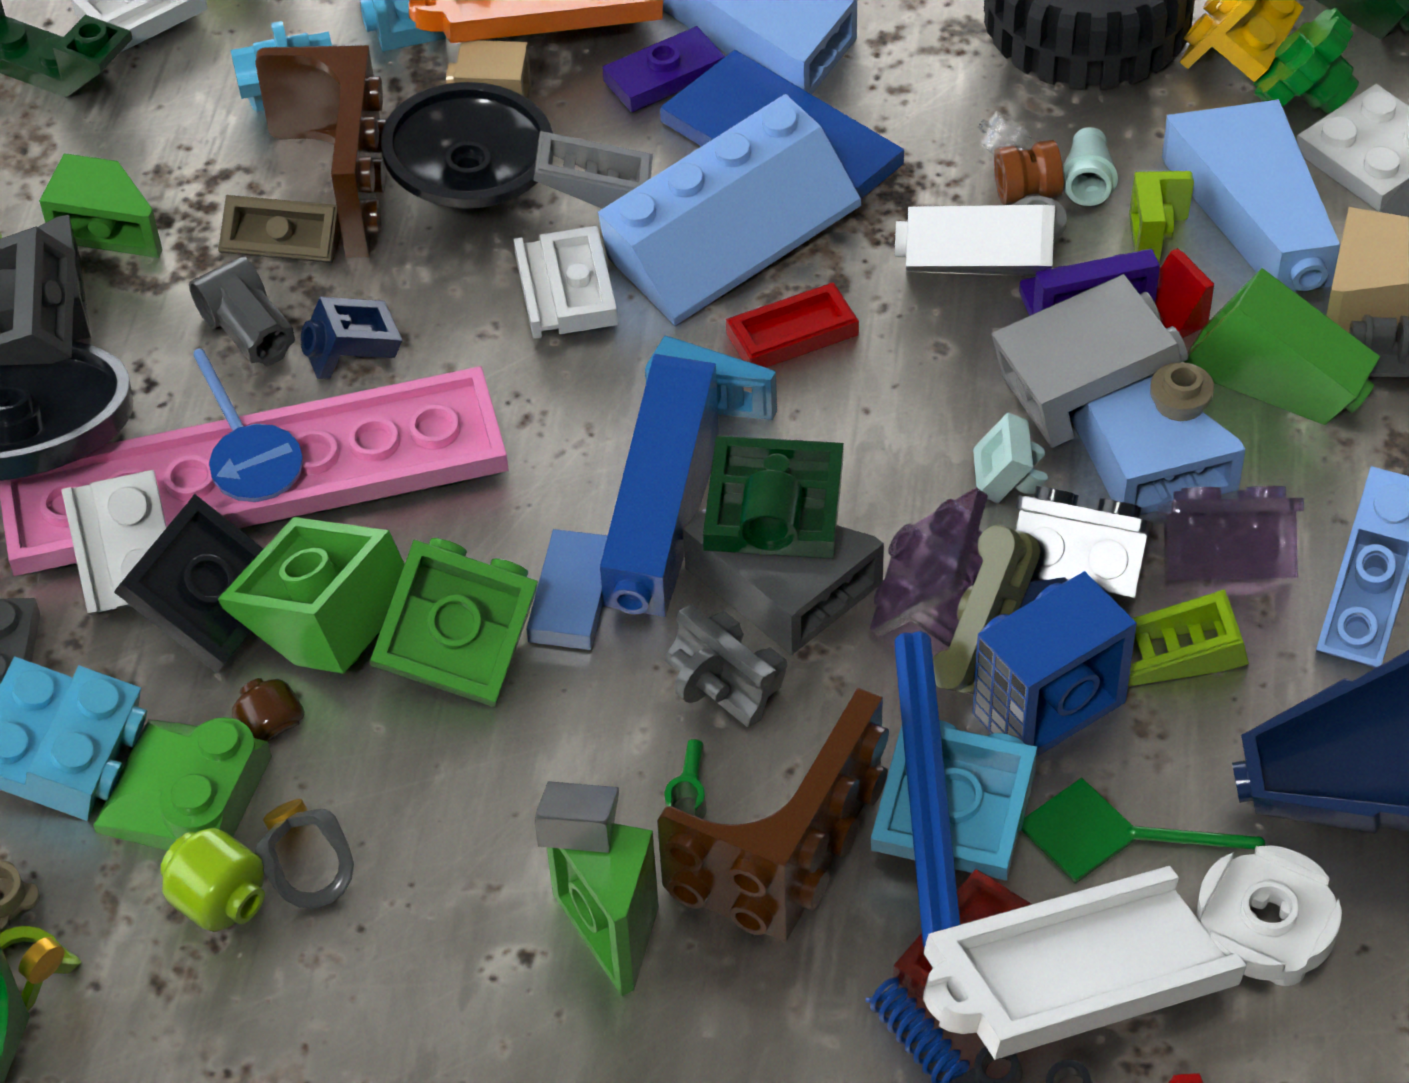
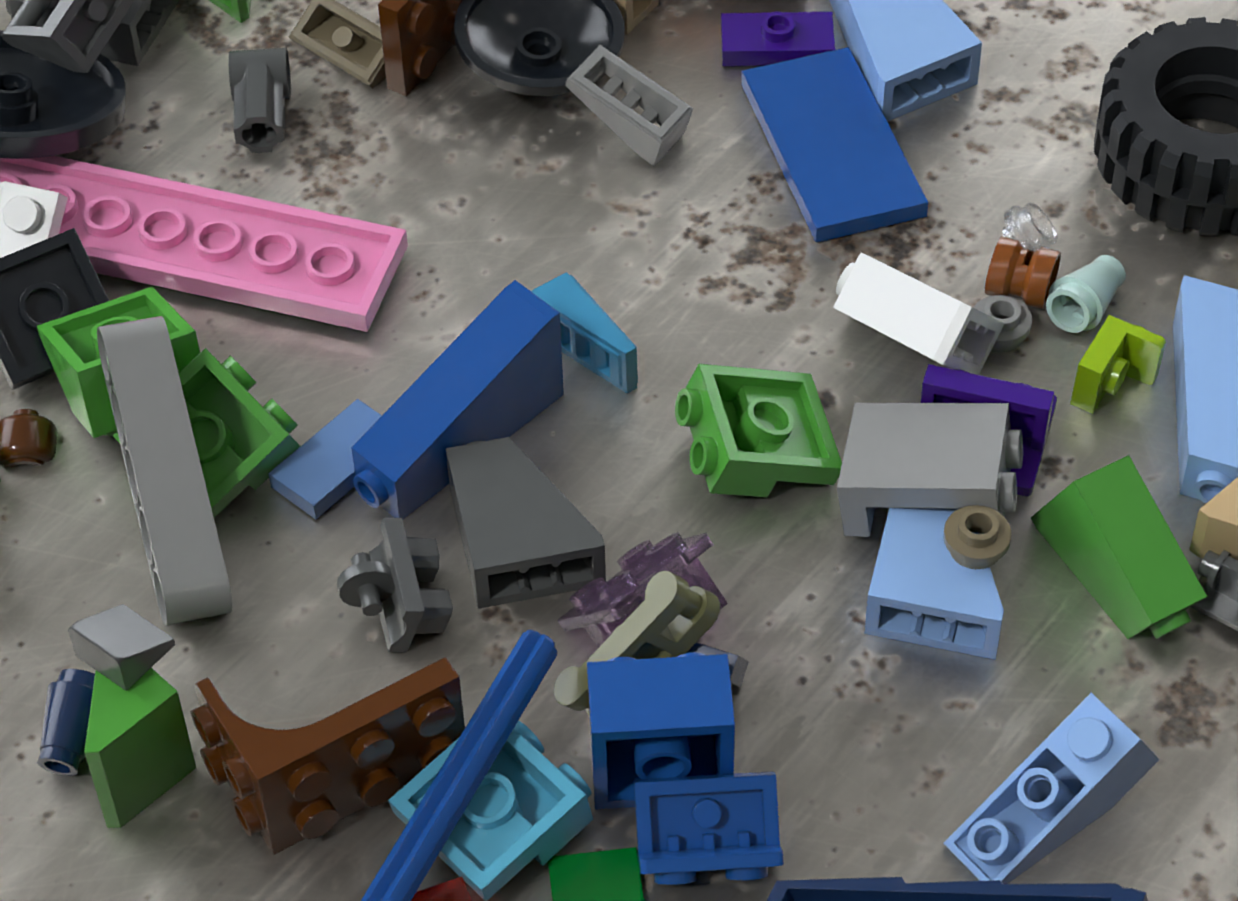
camera: 30 degrees right, 0 degrees up
(252, 459) = (164, 223): blue piece -> none
(348, 329) = (328, 150): dark blue bracket -> none
(453, 662) = (164, 471): none -> light grey beam
(527, 918) = (66, 722): none -> dark blue cone
(566, 282) = (539, 189): white plate -> none
(689, 783) = (283, 674): green hand -> none
(728, 209) = (718, 186): light blue slope -> none
(773, 497) = (531, 456): dark green plate -> none
(792, 326) = (705, 318): red tile -> none
(917, 395) = (756, 429): none -> bright green plate
(1007, 459) = (789, 524): light aqua tile -> none
(1079, 539) = (794, 631): bracket -> none
(1137, 727) = (707, 826): none -> blue bracket
(1183, 294) = (1071, 450): red slope -> none
(1201, 657) = (835, 796): lime slope -> none
(1230, 536) = (934, 697): clear purple bracket -> none

